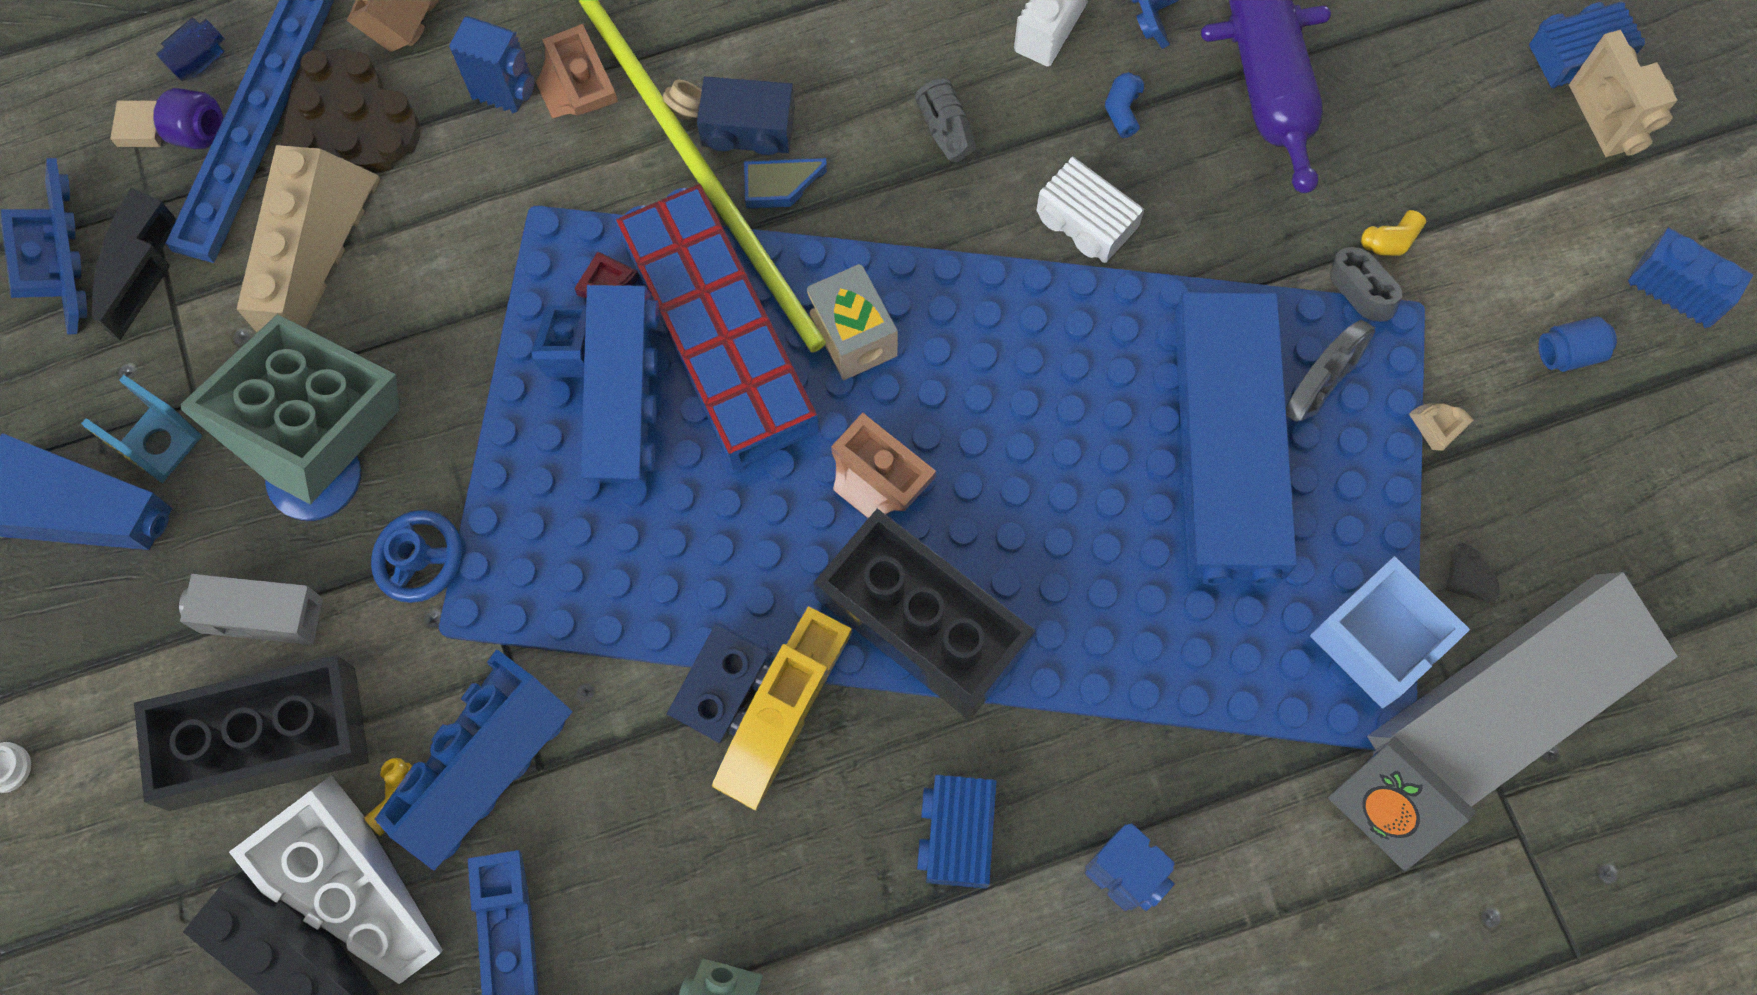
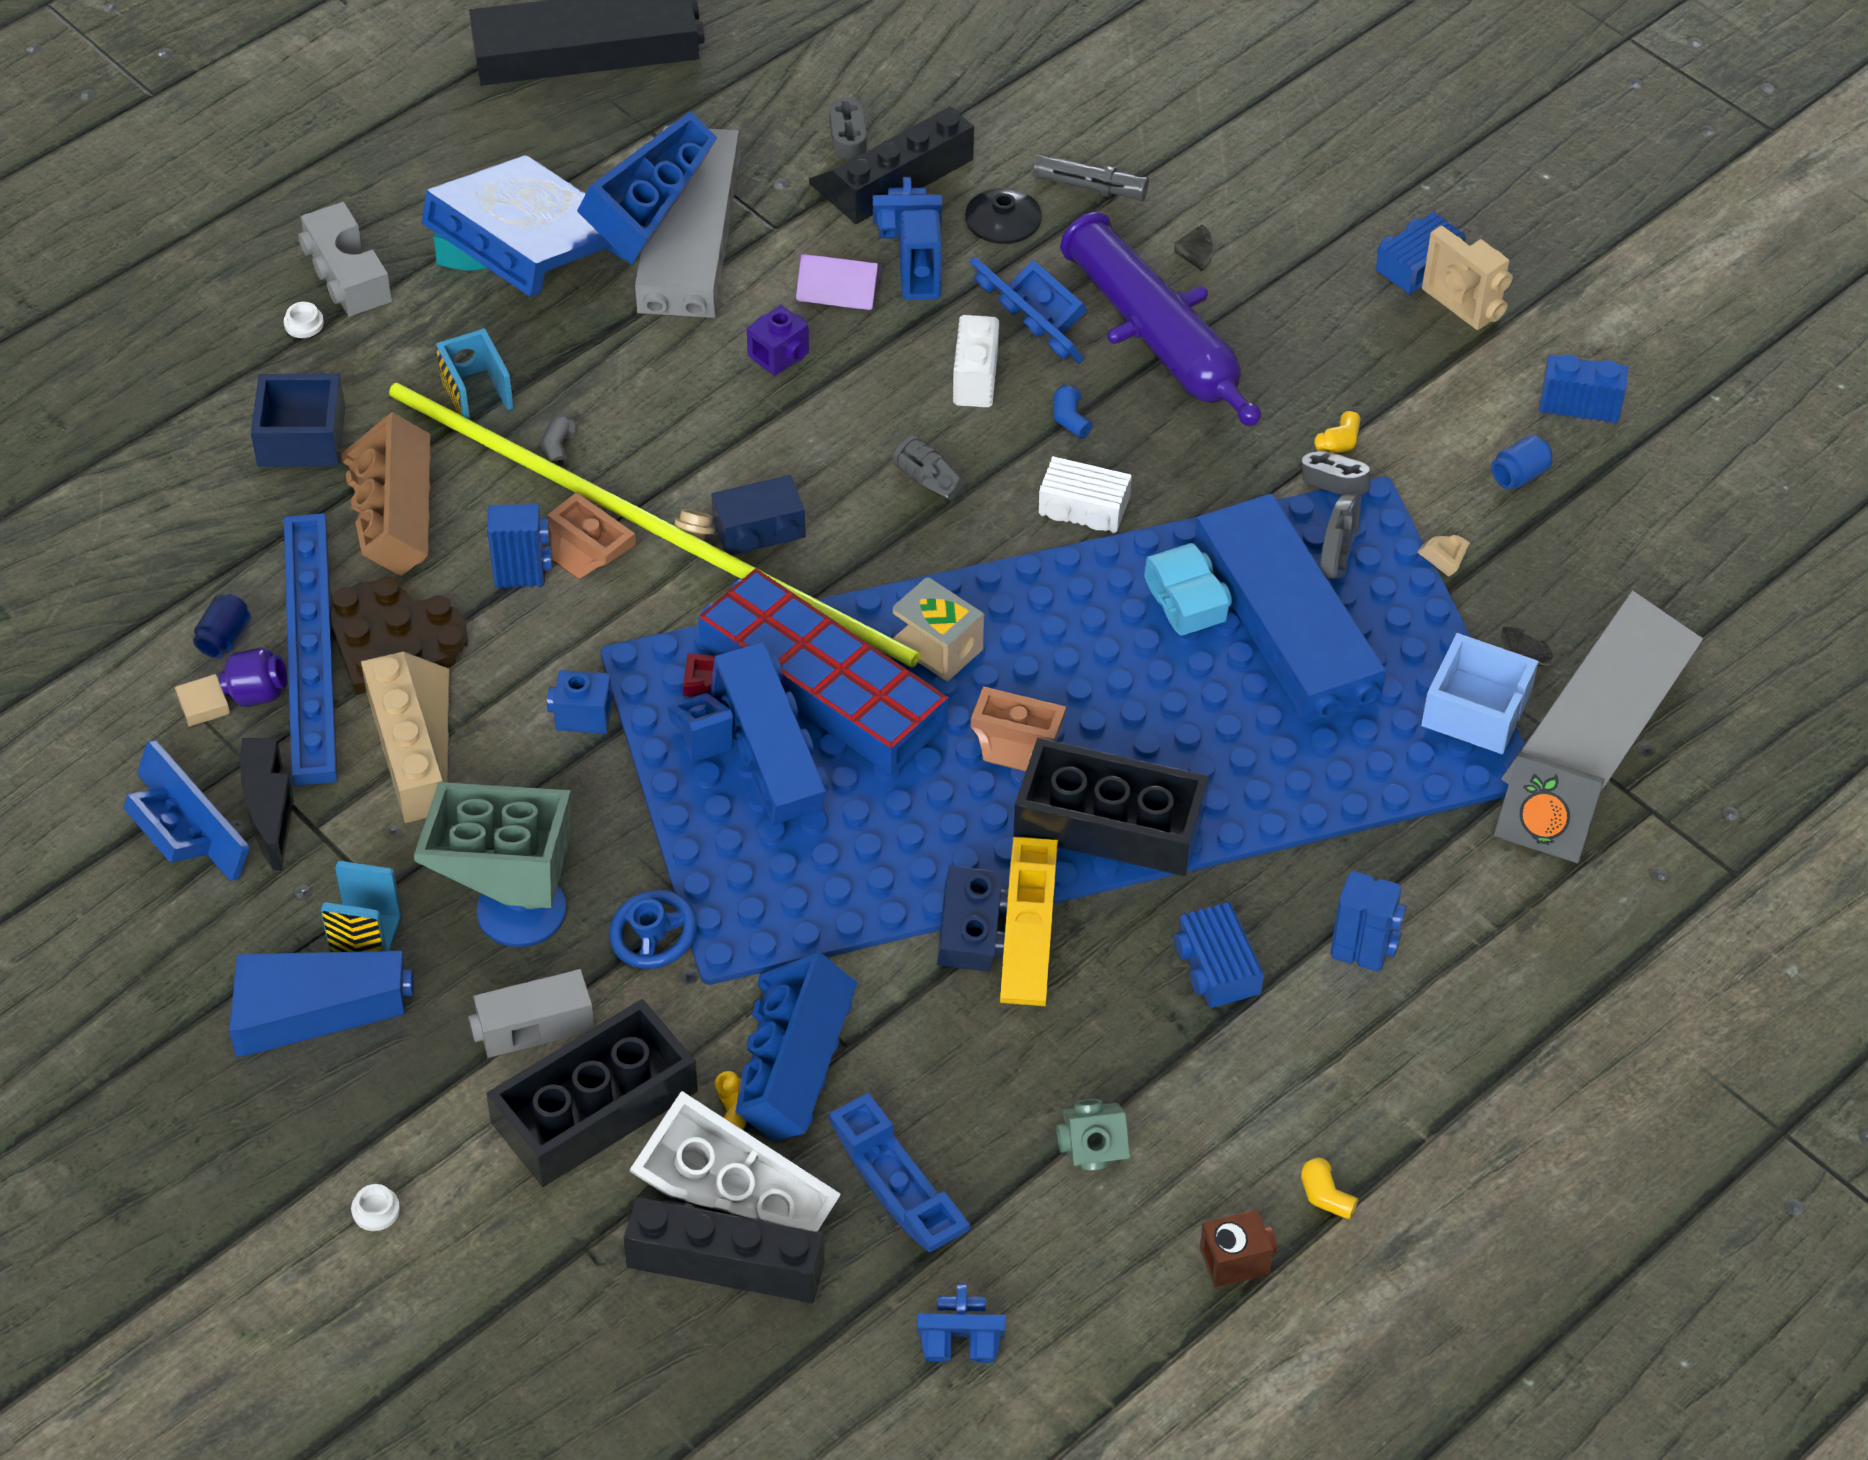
camera: 25 degrees left, 20 degrees down
(475, 265) = (581, 701): none -> blue brick
(779, 181) = (808, 560): tile -> none
(1137, 371) = (1187, 588): none -> medium azure brick

